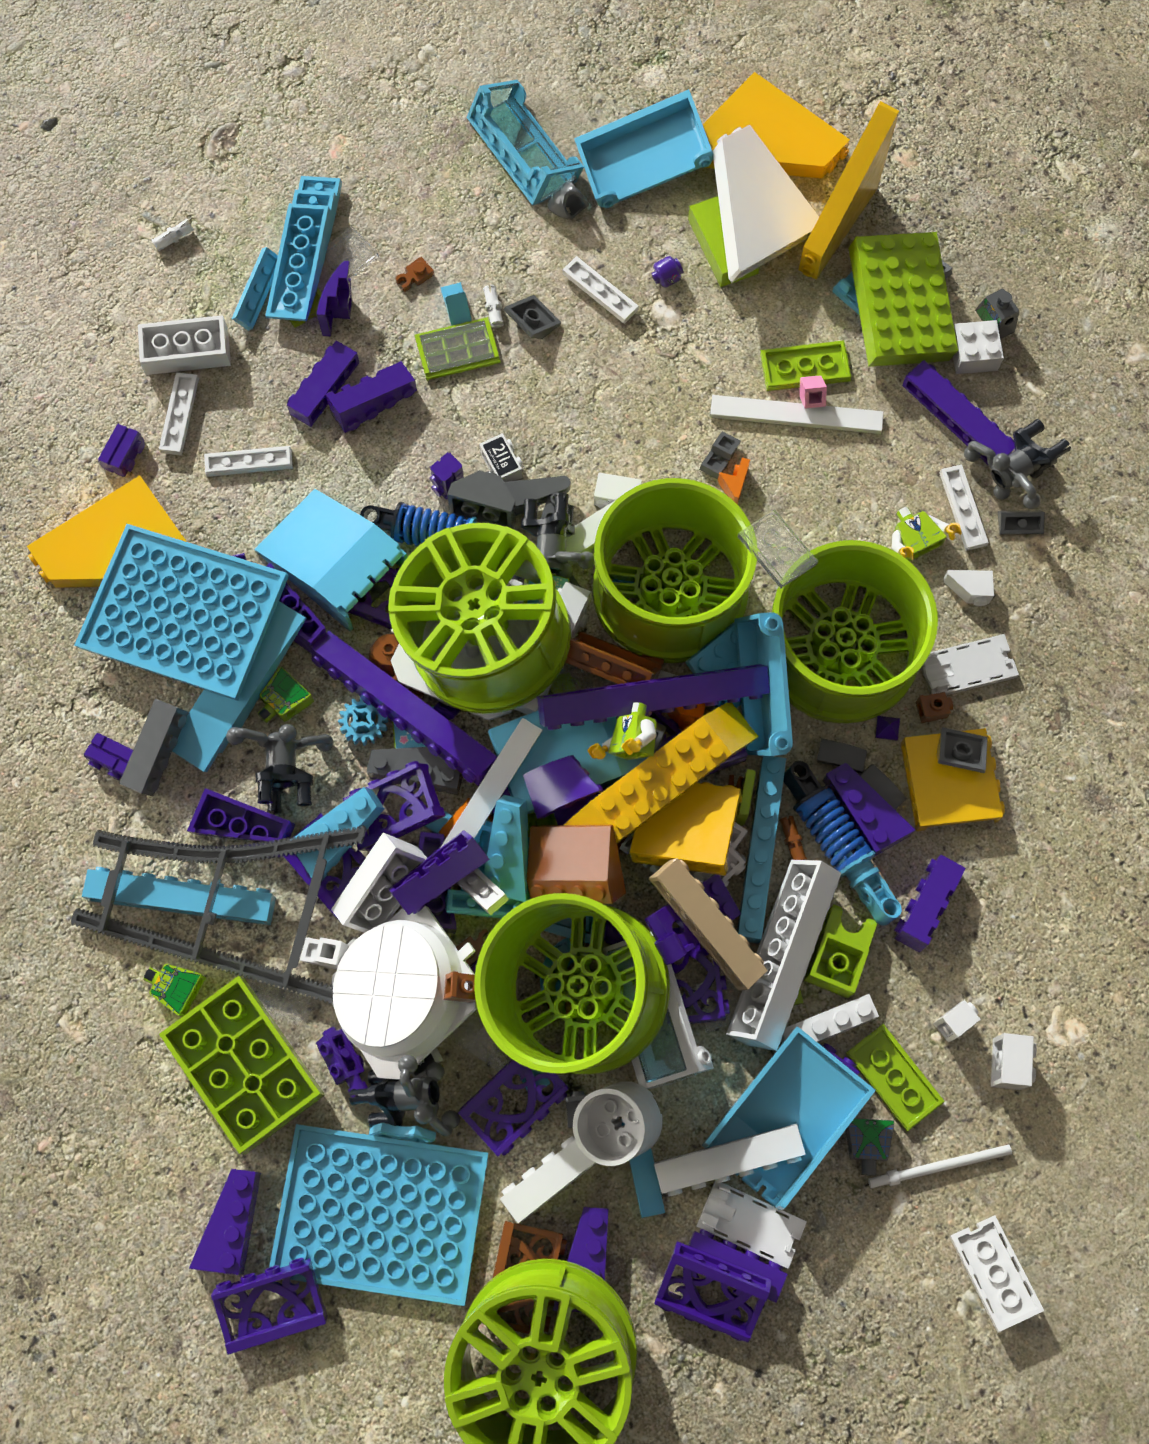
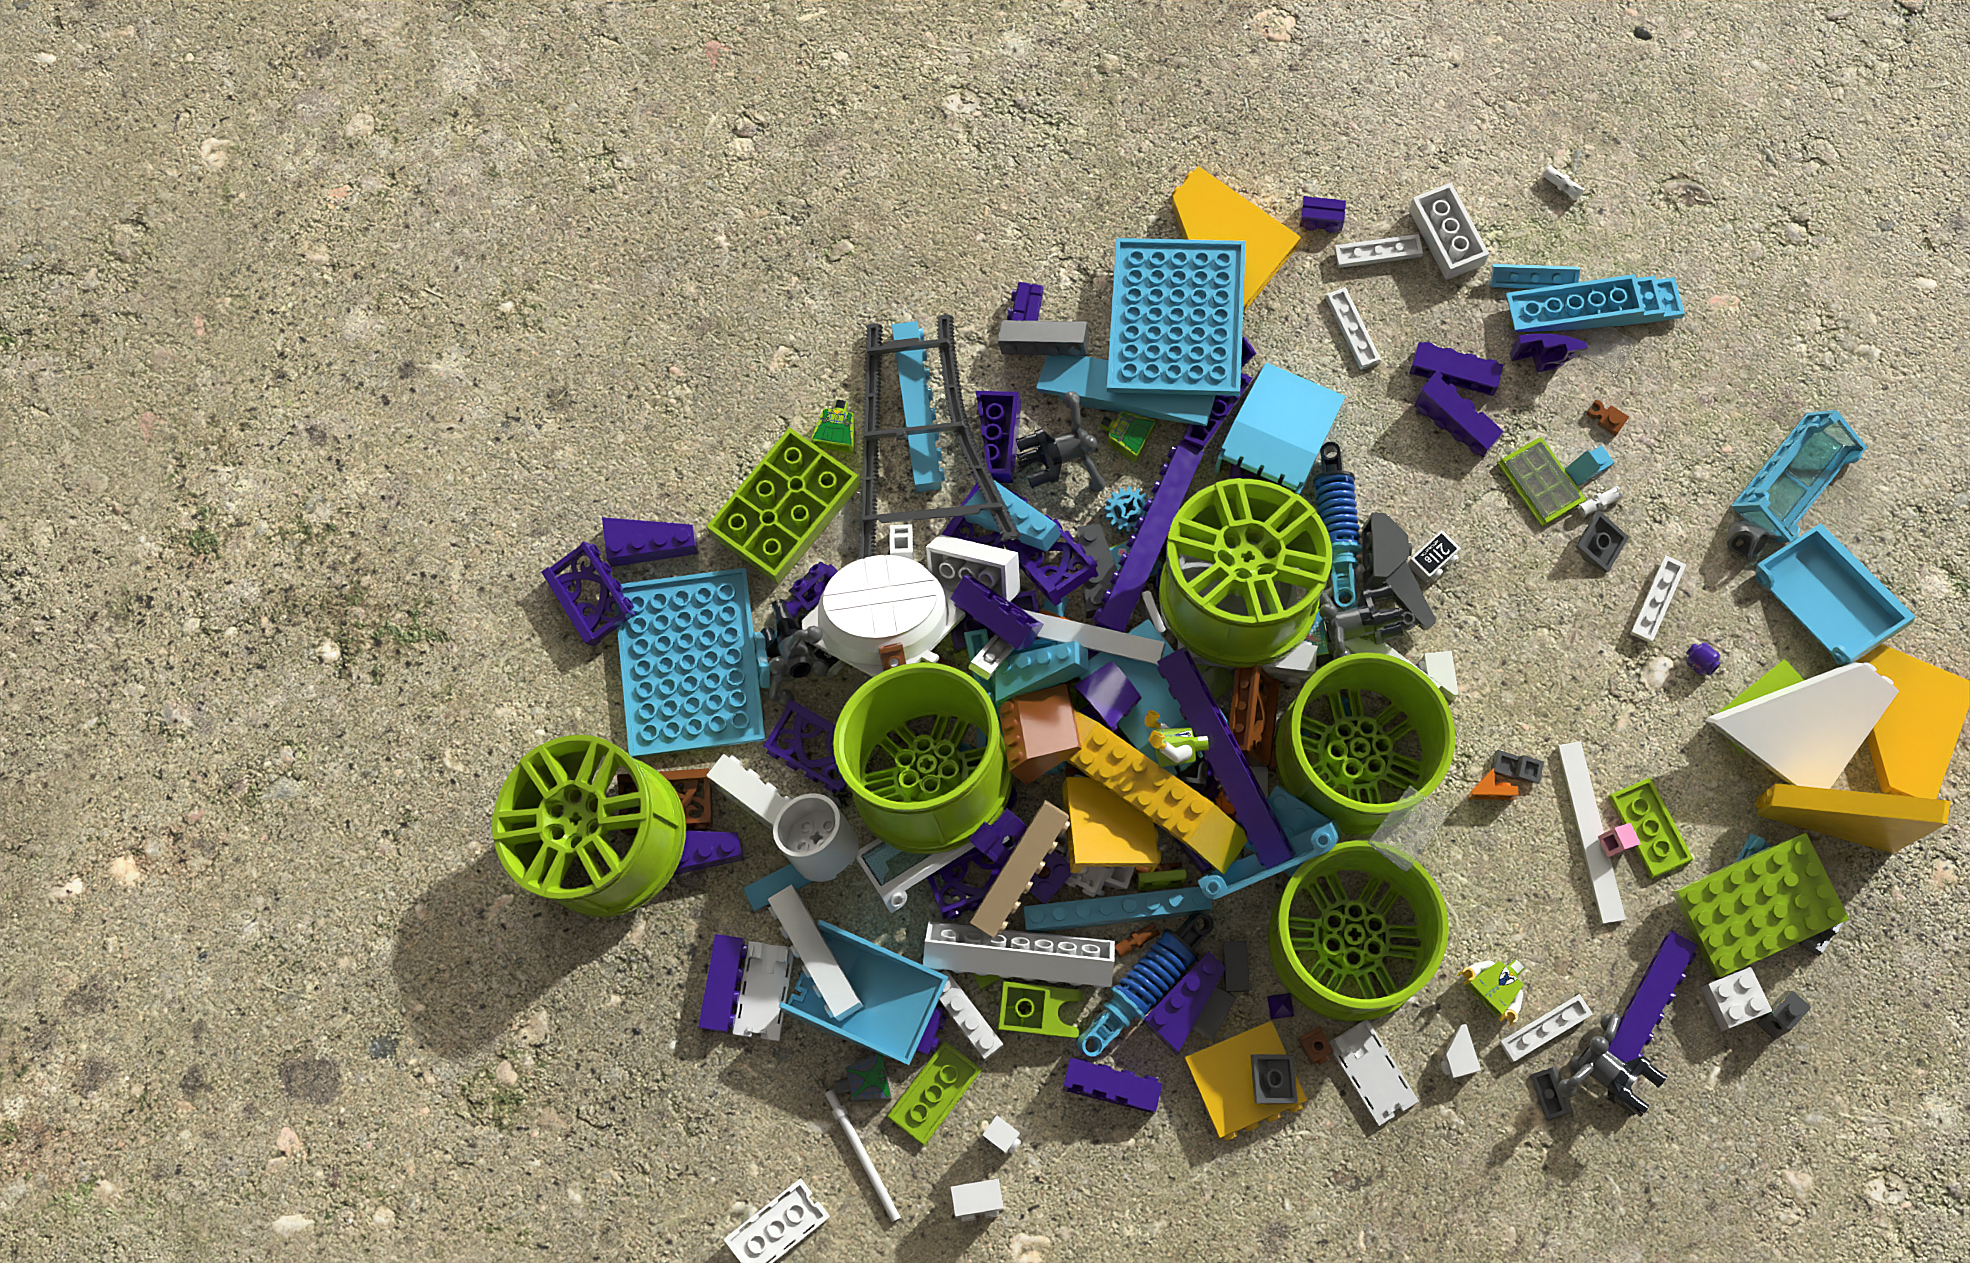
camera: 75 degrees right, 0 degrees up
(444, 473) = (1397, 506): dark purple brick -> none
(479, 728) = (1149, 611): none -> white tile
(716, 1316) = (678, 951): dark purple fence -> none

